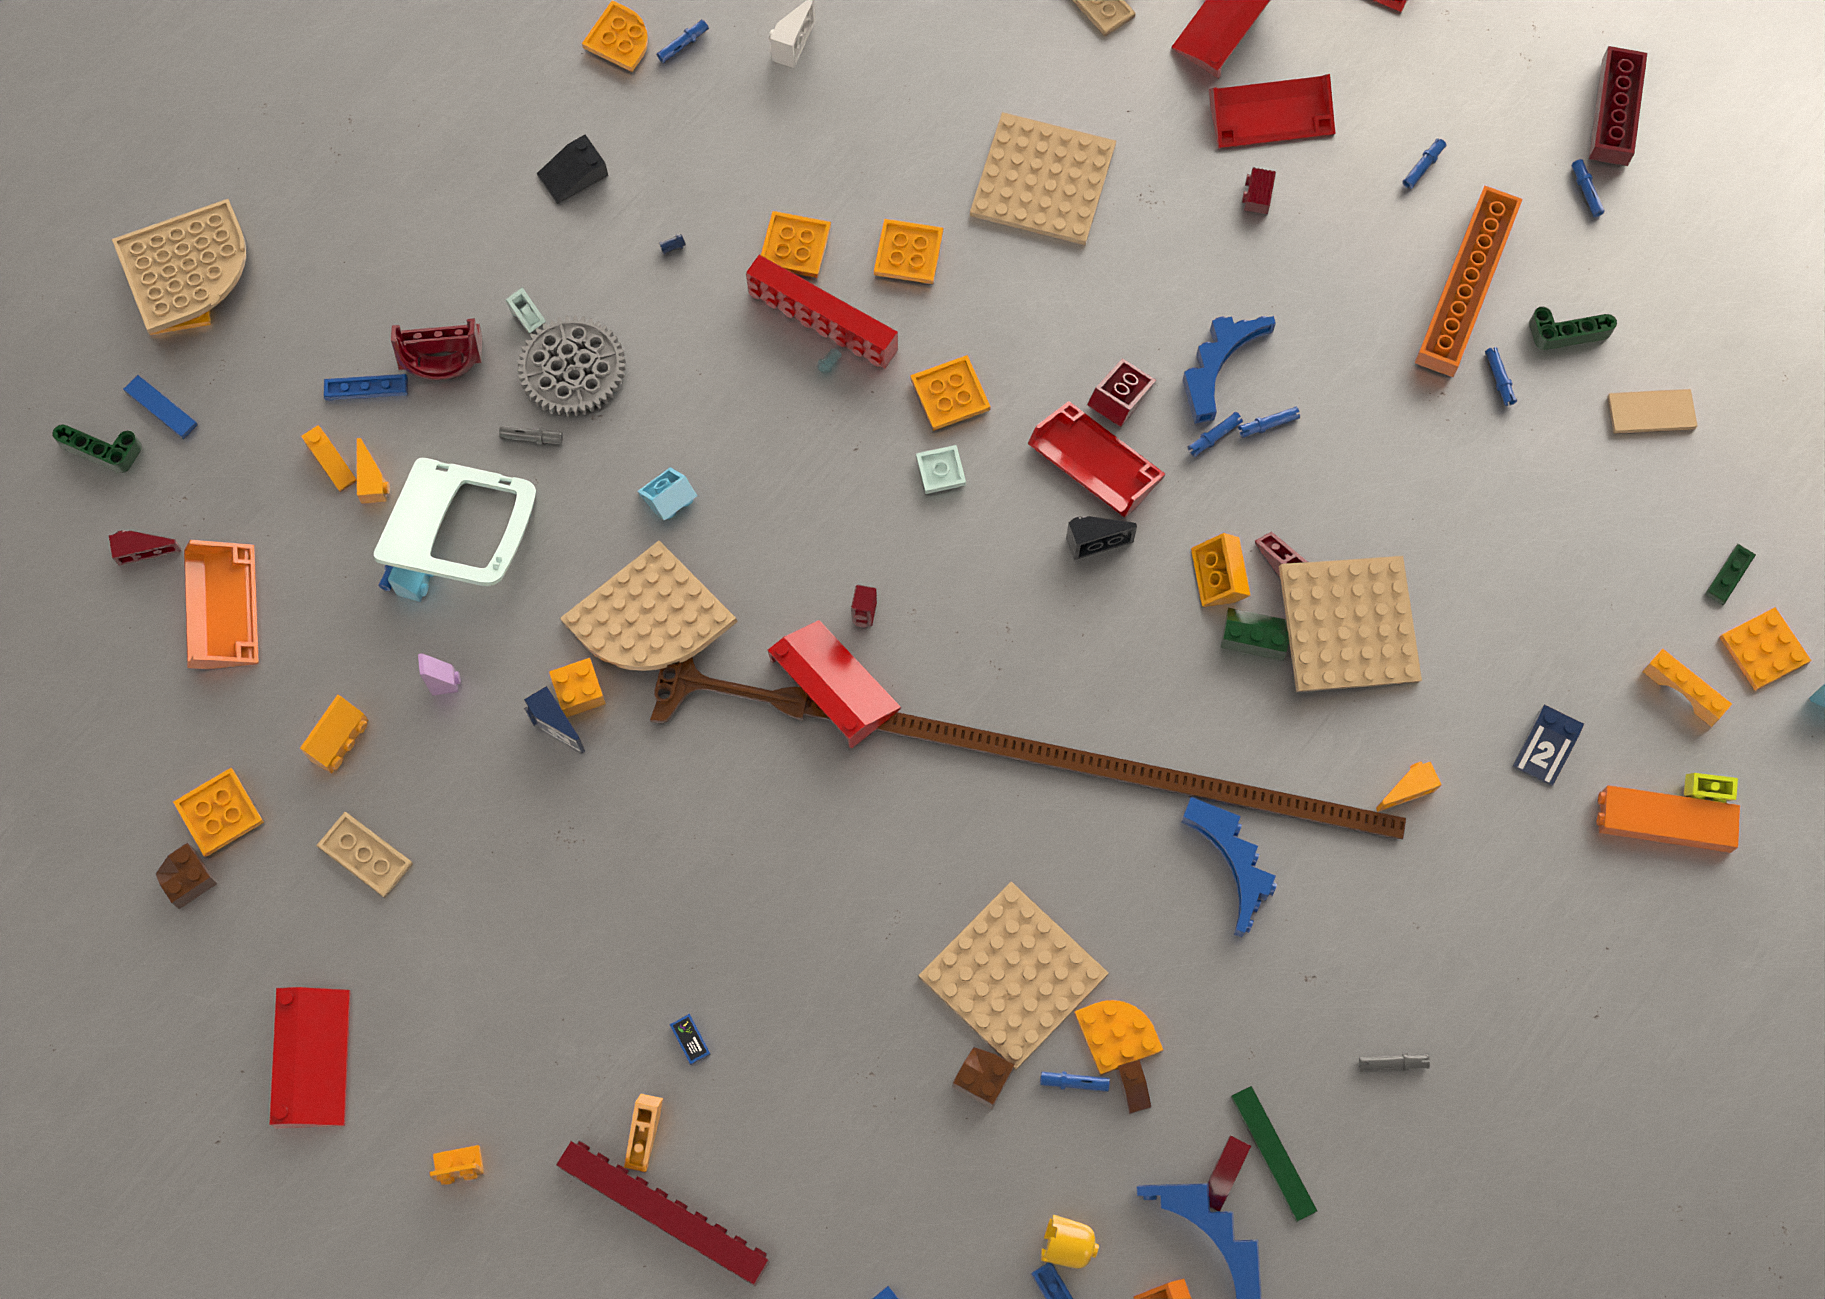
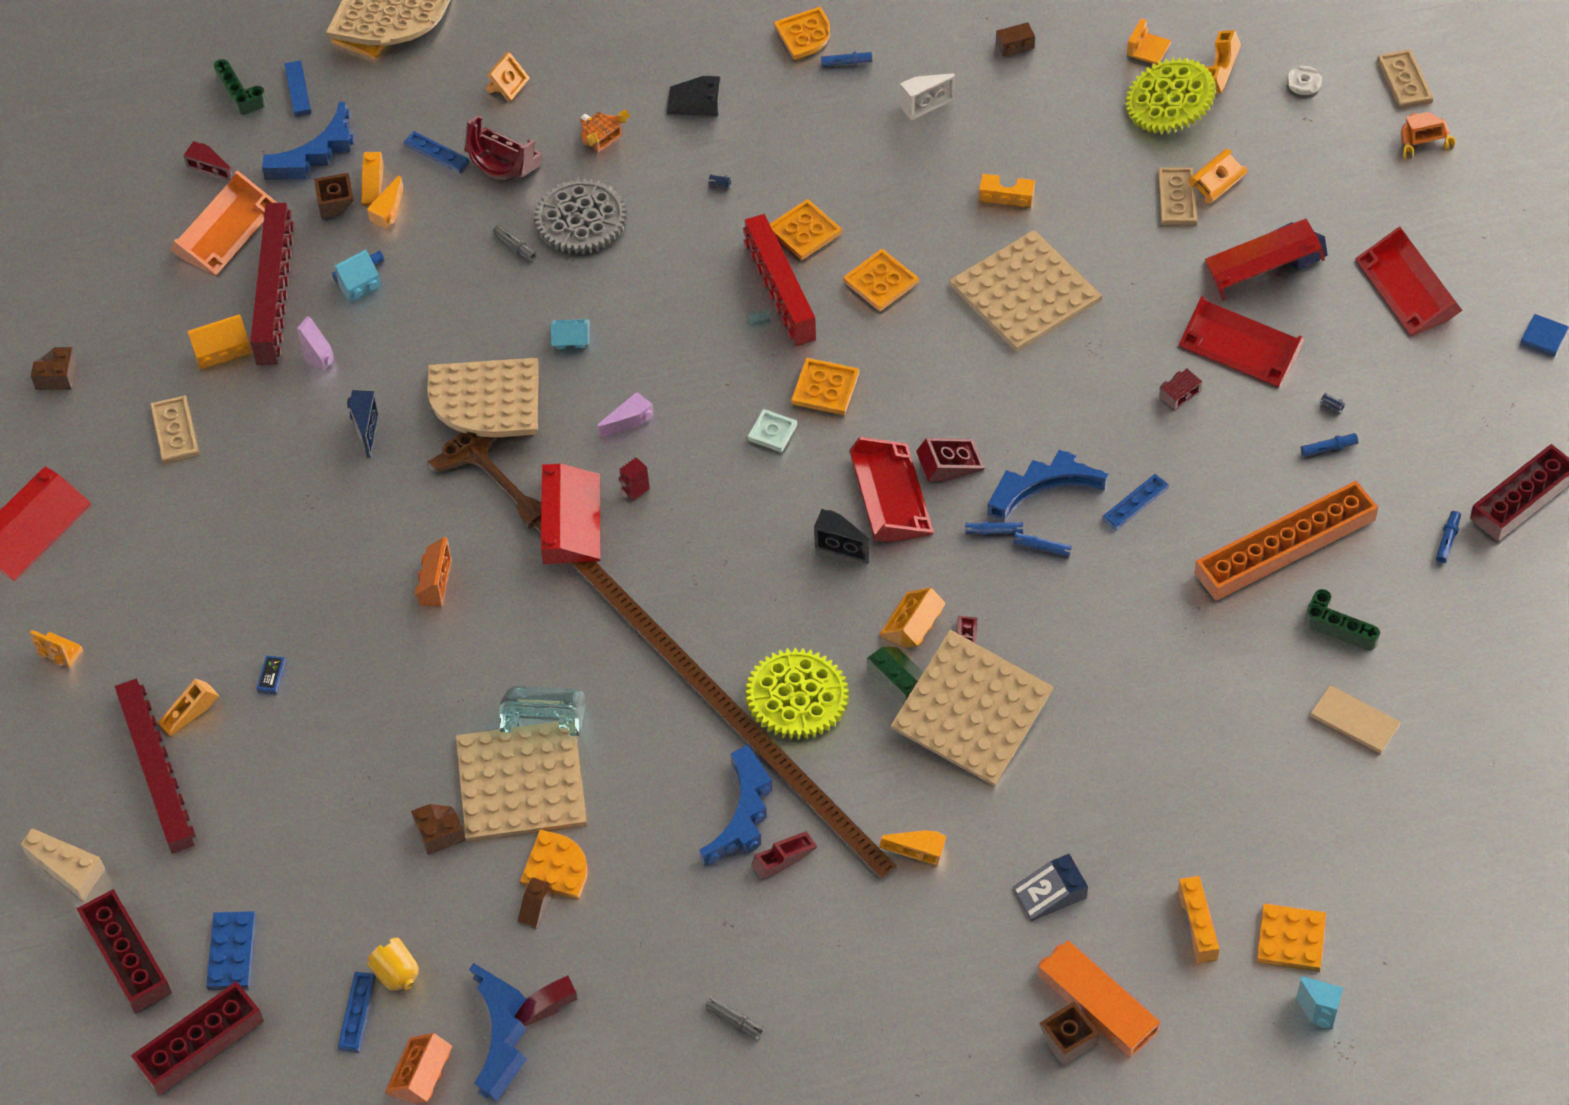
camera: 40 degrees right, 15 degrees down
(218, 812) = (109, 346): light orange plate -> none
(235, 488) = (297, 162): none -> blue arch
(308, 500) = (333, 194): none -> reddish brown slope
(332, 635) = (272, 284): none -> dark red brick
(371, 264) = (507, 77): none -> light orange bracket
(421, 508) = (402, 238): light aqua door -> none
(512, 260) = (602, 129): none -> orange torso
(525, 310) = (580, 162): light aqua slope -> none
(577, 687) = (398, 413): light orange brick -> none
(758, 829) = (434, 573): none -> orange slope
(797, 543) = (627, 416): none -> lavender slope
(932, 96) = (1019, 195): none -> light orange arch
(978, 892) = (544, 704): none -> clear light blue windscreen
(1066, 1080) = (491, 868): blue pin -> none
(1209, 688) = (802, 721): none -> neon yellow gear
(1274, 1154) = (592, 1017): dark green tile -> none
(1304, 878) = (783, 854): none -> dark red slope
(1309, 327) = (1135, 502): none -> blue tile
(1394, 121) = (1333, 403): none -> dark blue pin
(1504, 384) = (1251, 627): blue pin -> none
(1678, 869) = (1069, 1033): none -> reddish brown slope
(1710, 787) = (1150, 996): neon yellow brick -> none
(1730, 574) = (1312, 869): dark green tile -> none

